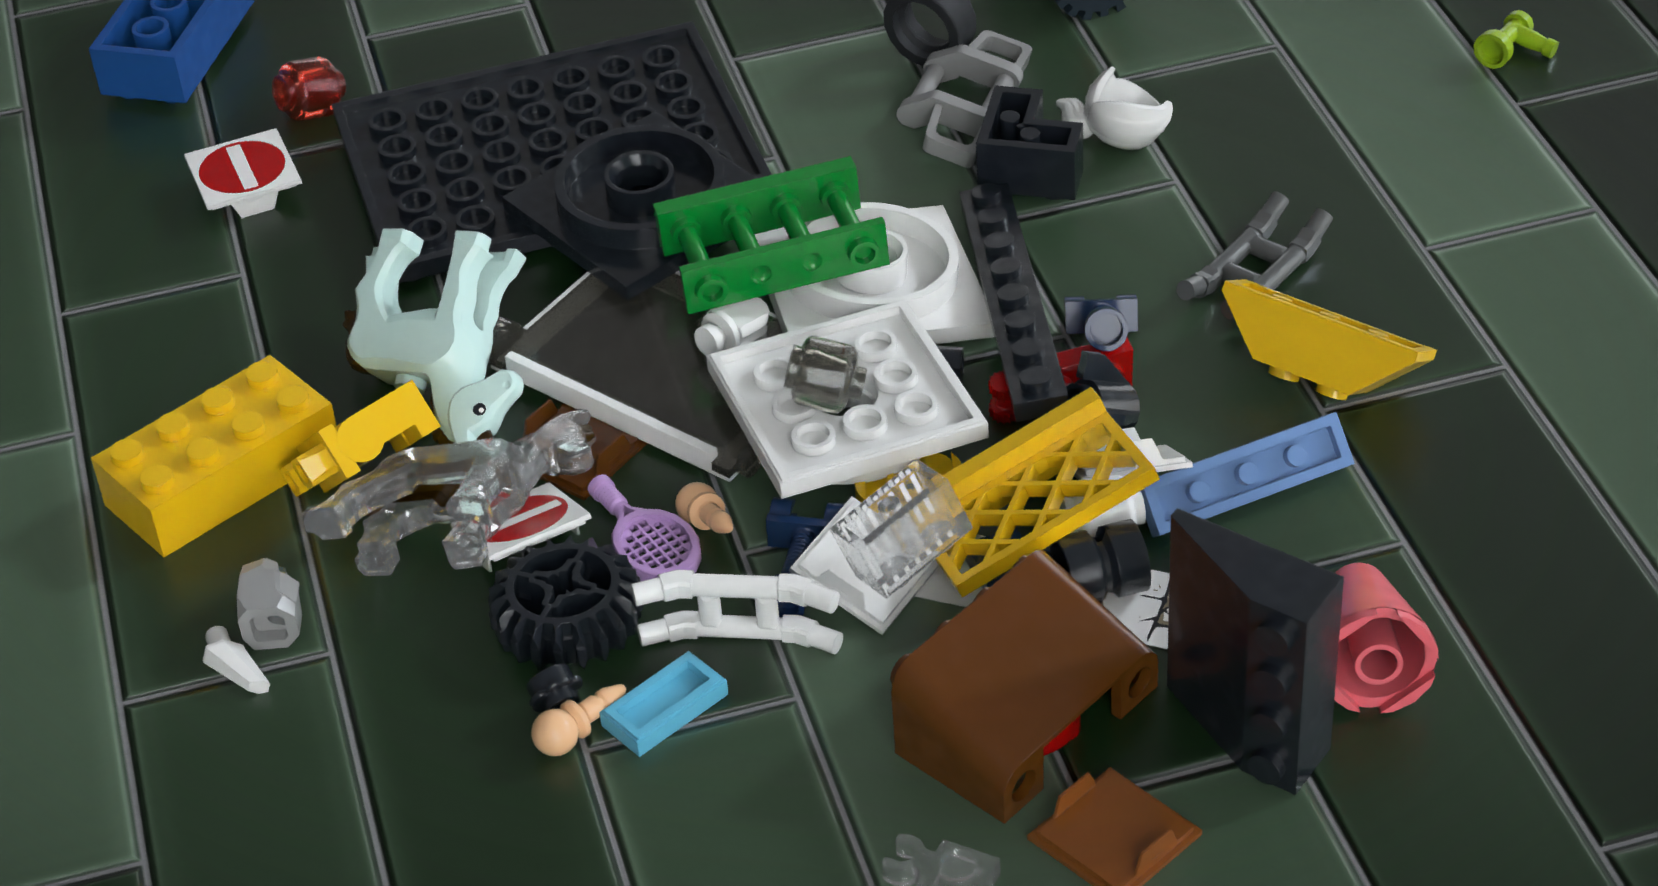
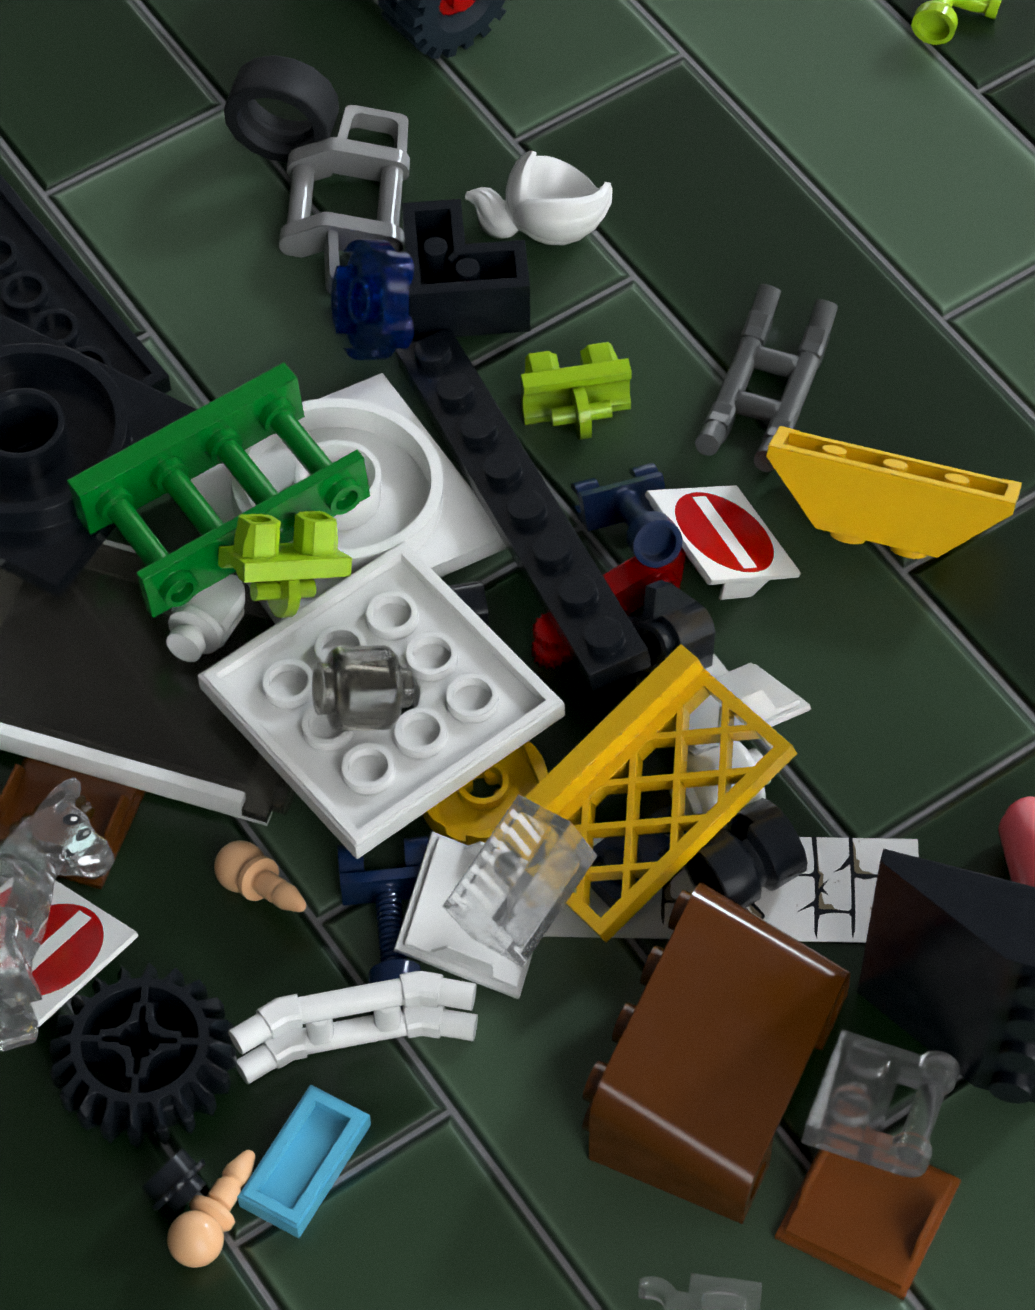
camera: 20 degrees left, 15 degrees up
(631, 518) = (146, 891): lavender piece -> none
(824, 281) = (285, 570): none -> lime hips
(947, 147) = (373, 300): none -> clear blue plate
(1092, 238) = (575, 392): none -> lime hips
(1136, 741) = (859, 1093): none -> clear plate
(1175, 354) = (725, 538): none -> piece
(1248, 472) = (866, 685): medium blue plate -> none

